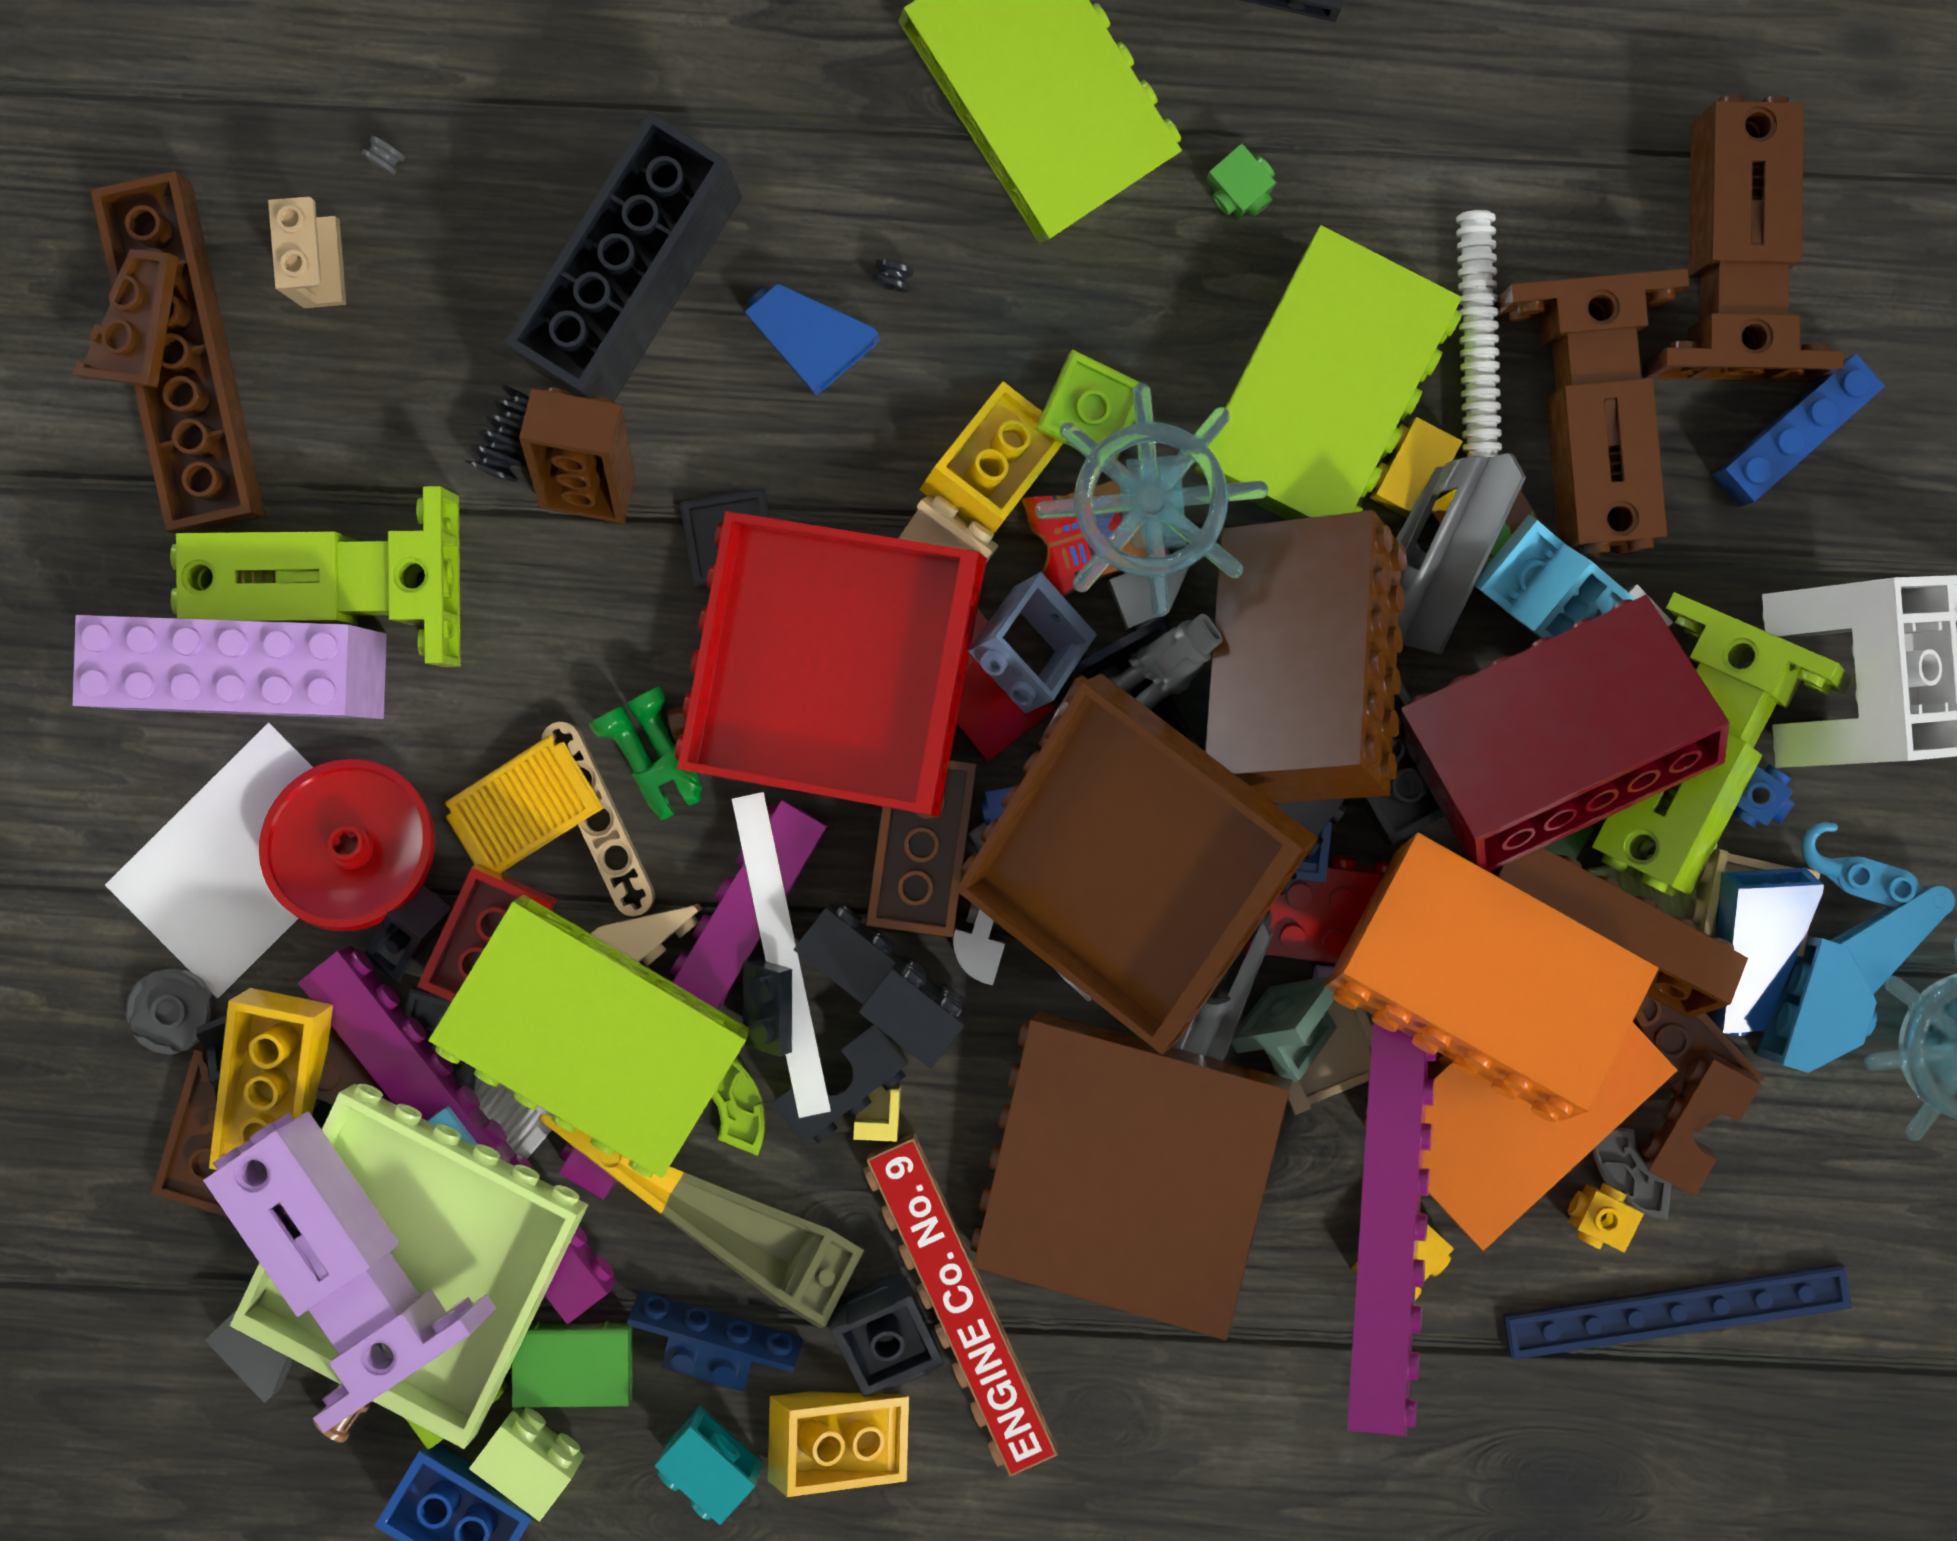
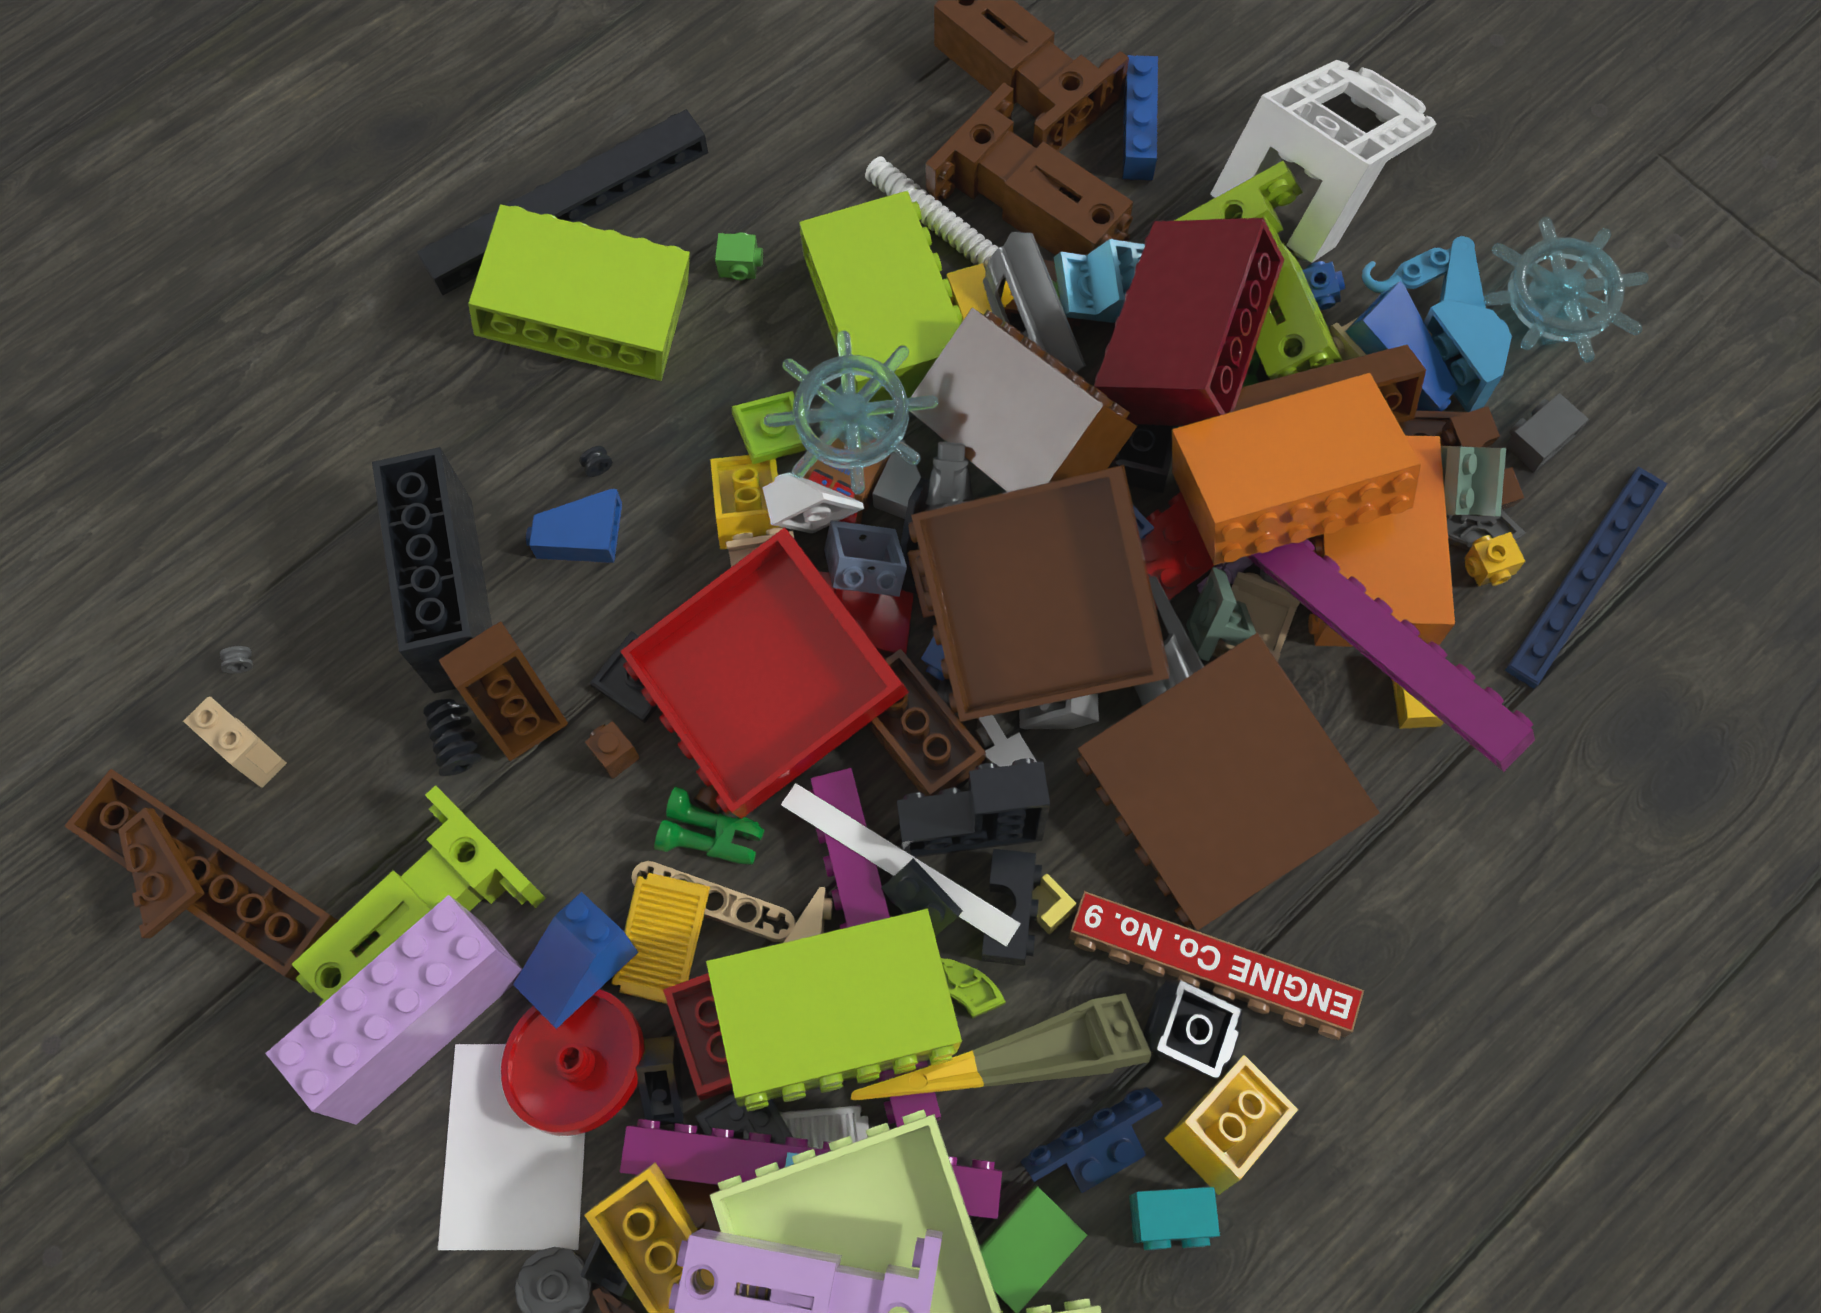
camera: 40 degrees left, 20 degrees down
(425, 758) = (573, 960): none -> blue slope
(637, 590) = (612, 749): none -> reddish brown brick
(1037, 542) = (806, 504): none -> white slope
(1663, 1135) = (1473, 480): none -> sand green bracket
(1800, 1151) = (1545, 432): none -> dark grey brick

